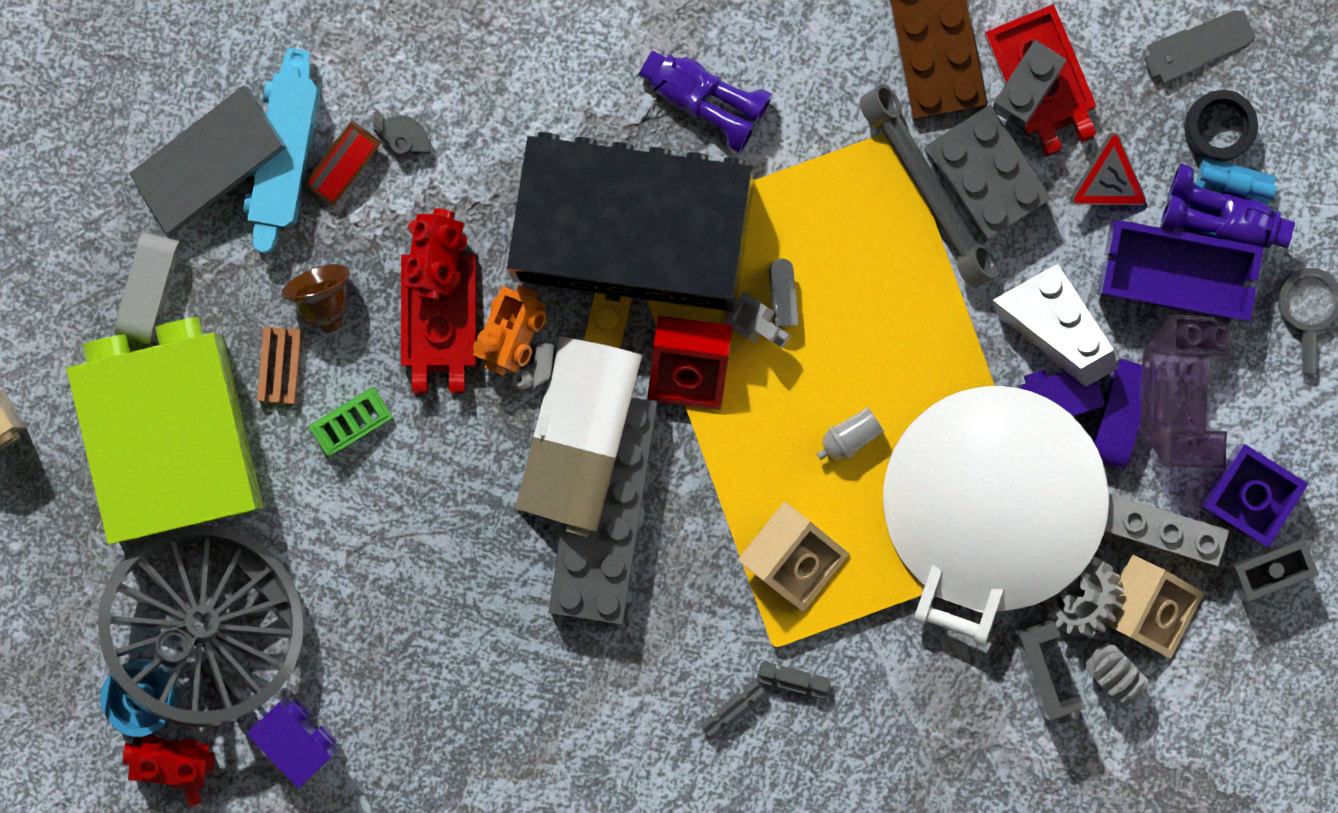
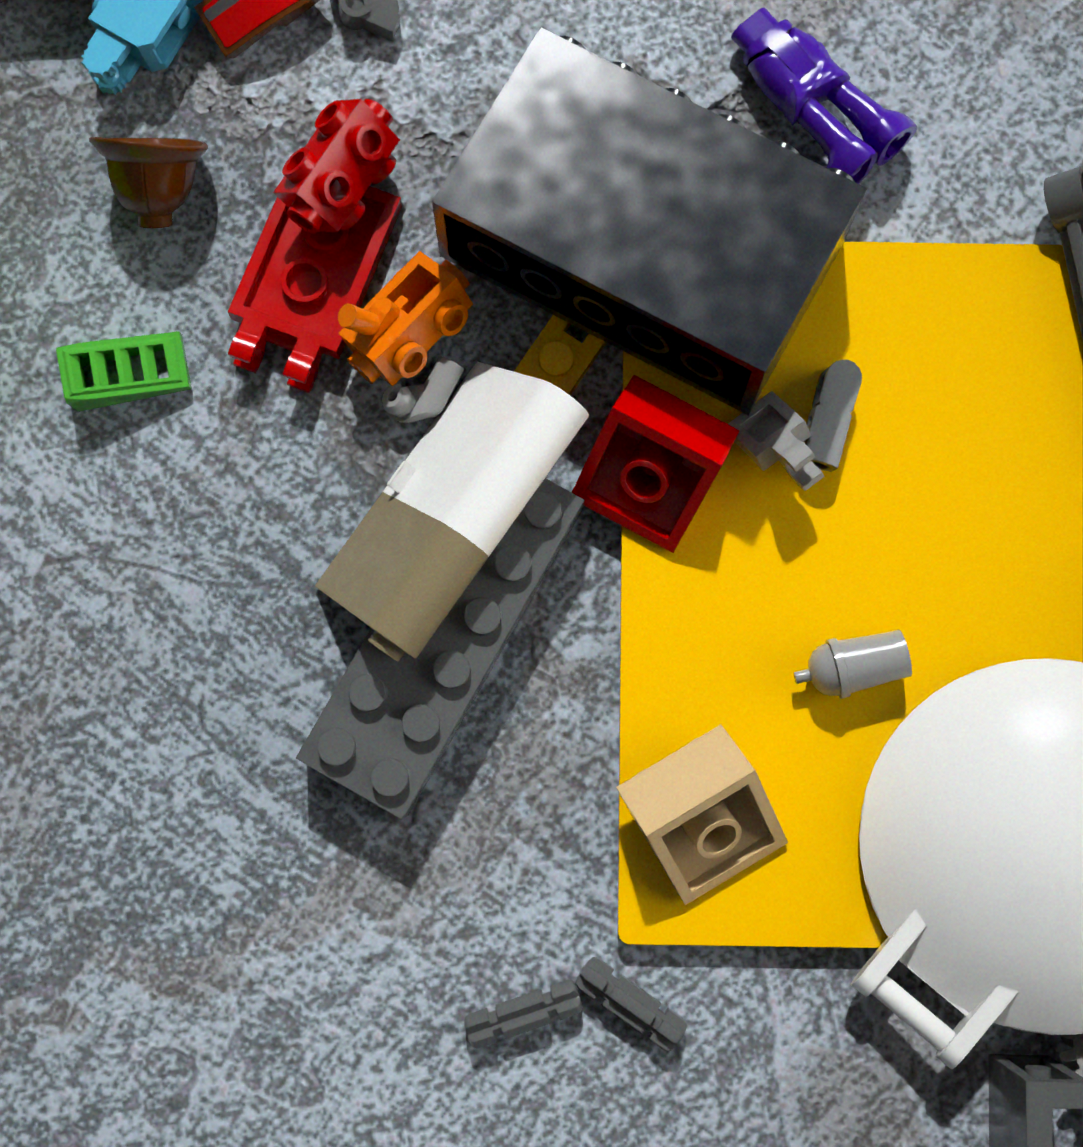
camera: 20 degrees right, 5 degrees down
(265, 361) = (38, 242): nougat tile -> none

